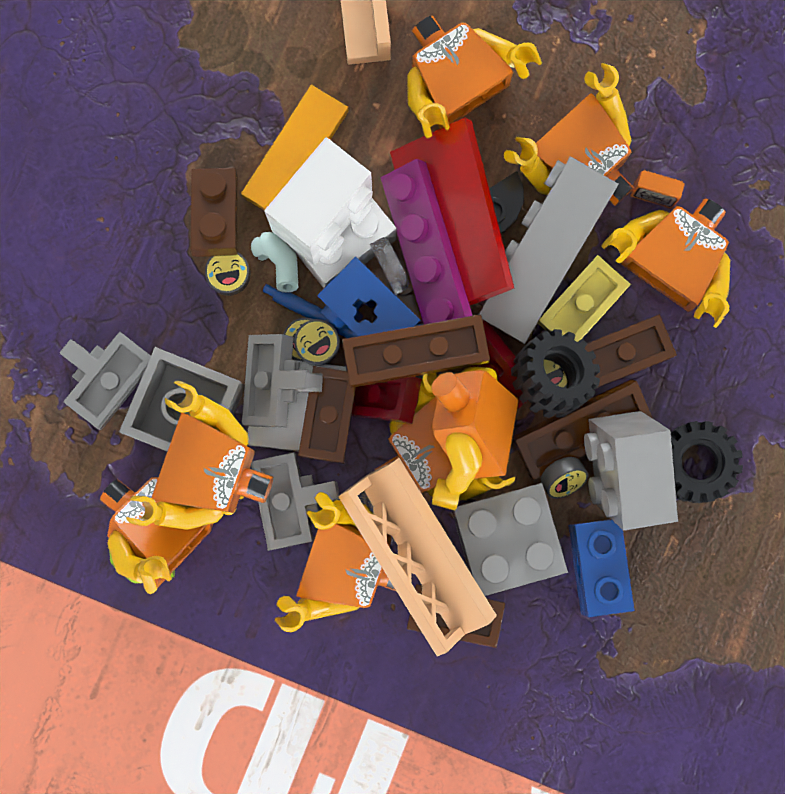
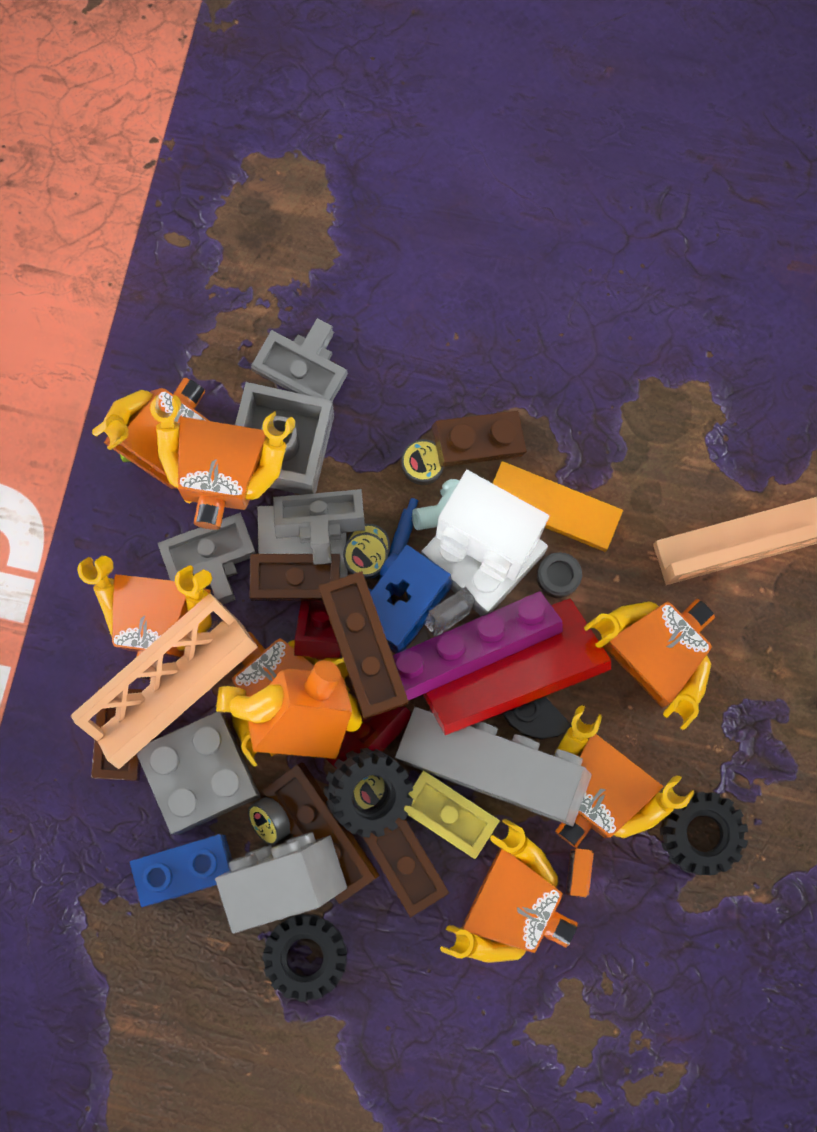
camera: 80 degrees right, 5 degrees down
(368, 153) = (559, 575): none -> dark grey tile
(652, 47) = (731, 835): none -> black tyre

